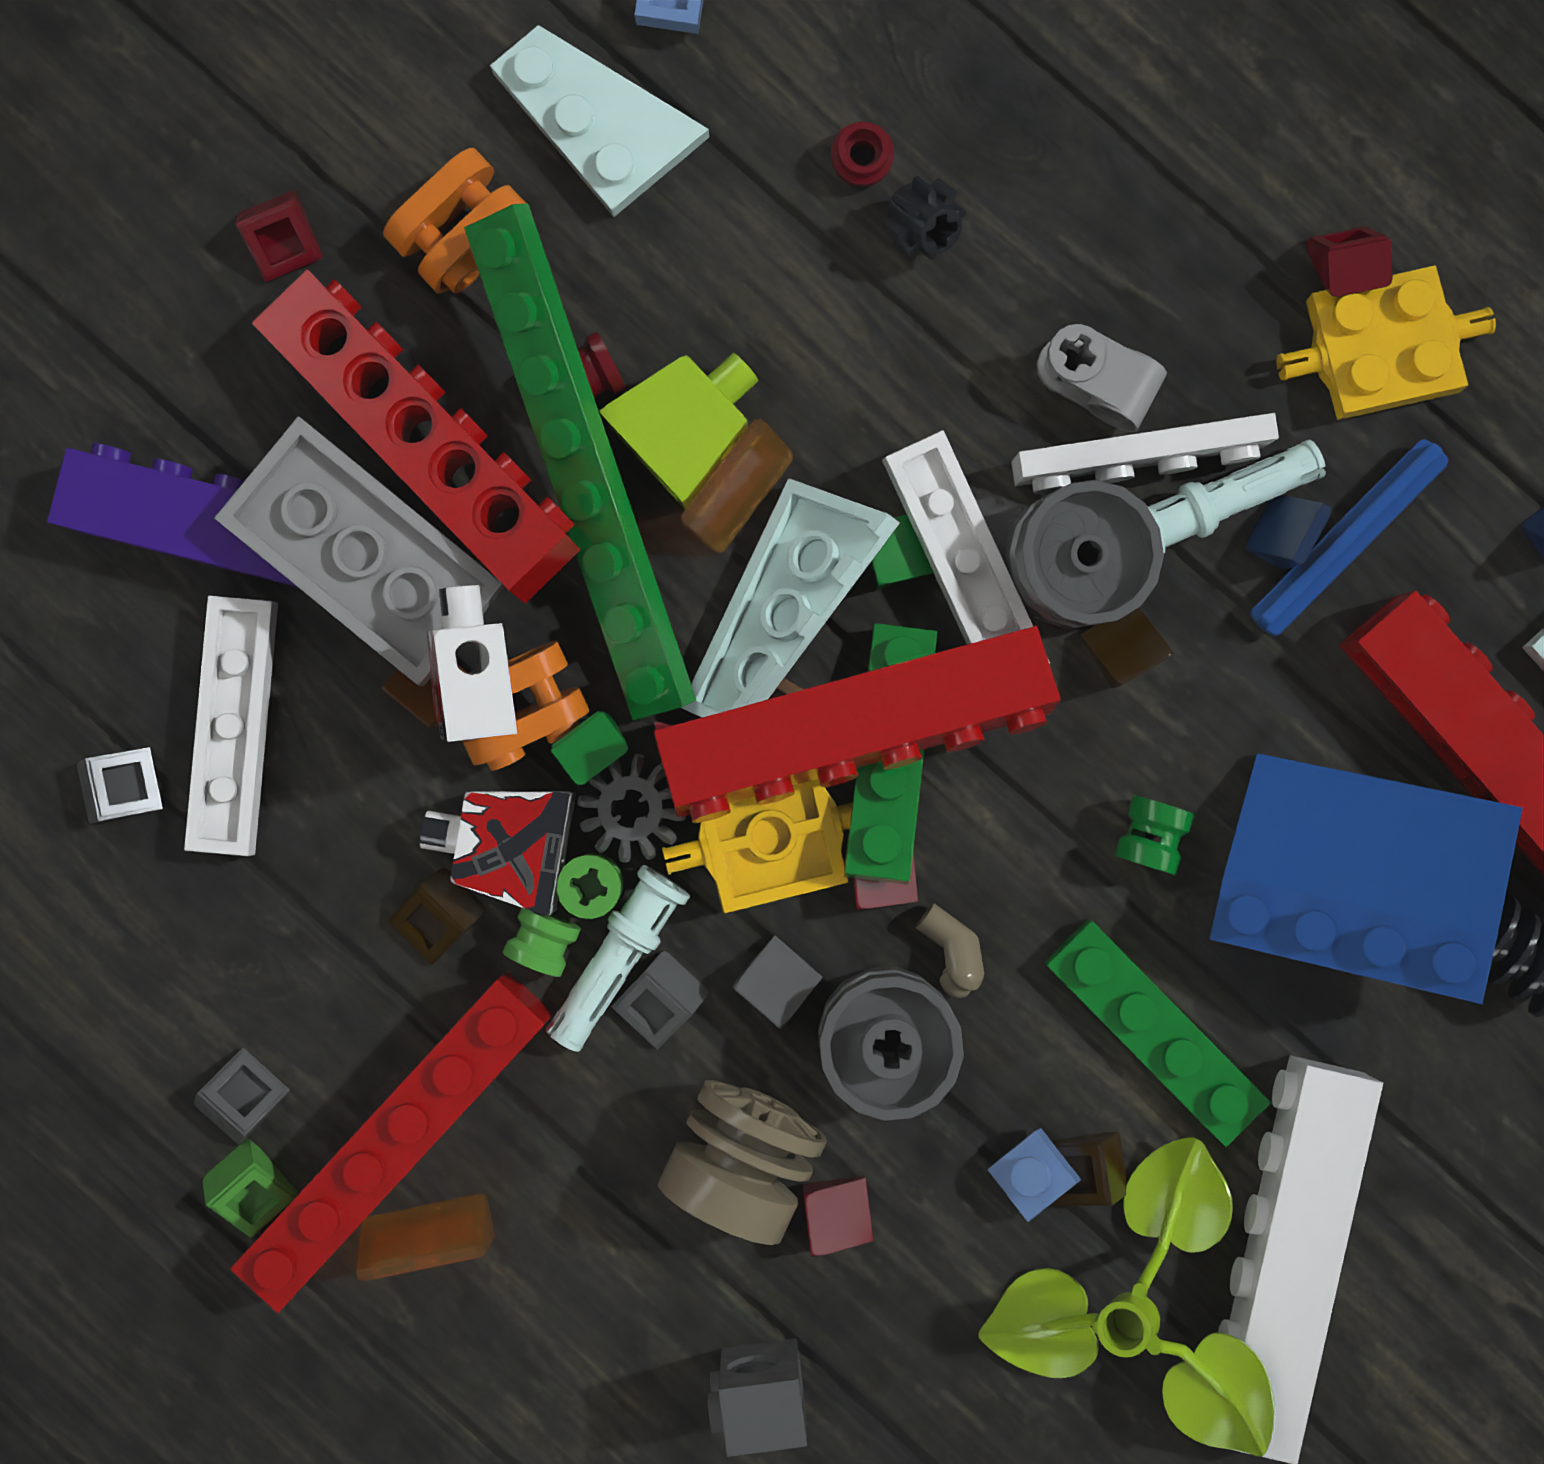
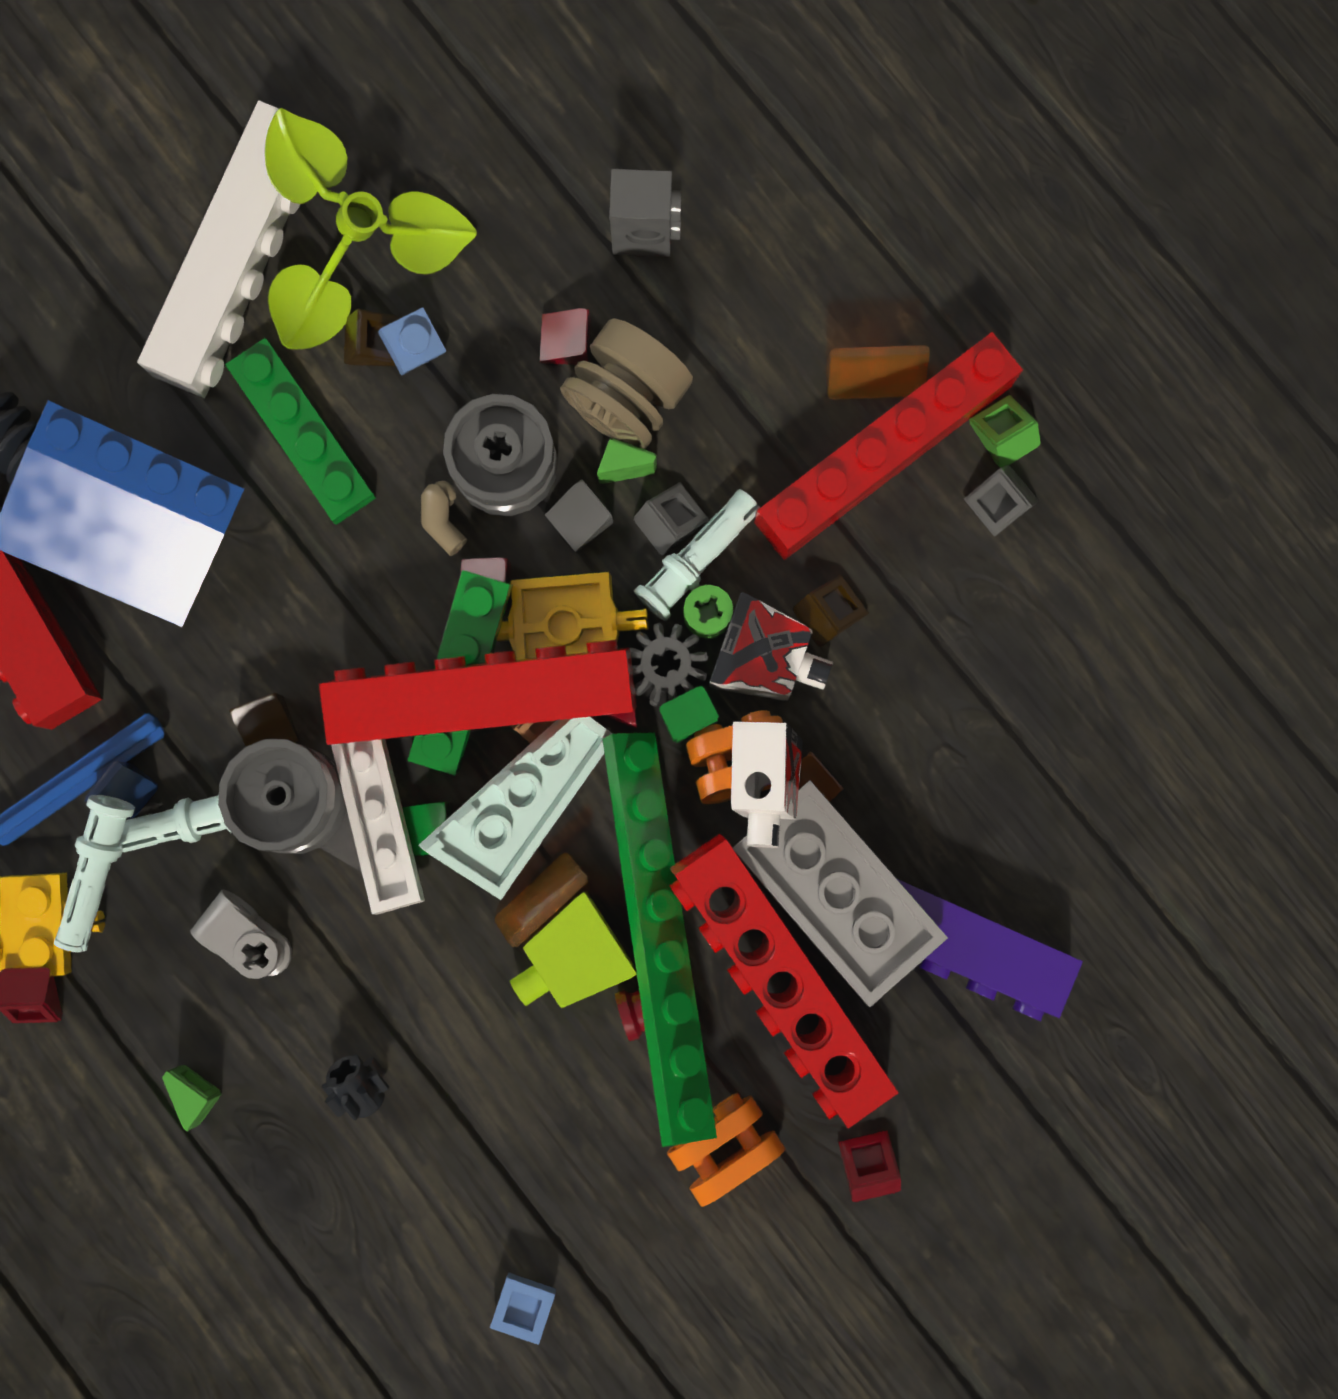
camera: 170 degrees left, 5 degrees down
(119, 785) = (1060, 751): slope -> none
(231, 726) = (965, 781): white plate -> none
(541, 942) = (752, 574): bright green wheel -> none
(595, 118) = (602, 1218): light aqua wing -> none
(729, 1062) = (625, 462): none -> bright green slope
(867, 136) = (384, 1161): dark red plate -> none
(1126, 175) = (190, 1095): none -> bright green slope
(1157, 820) = (266, 586): green wheel -> none
(1170, 449) = (199, 869): white plate -> none
(1300, 447) = (97, 851): none -> light aqua pin

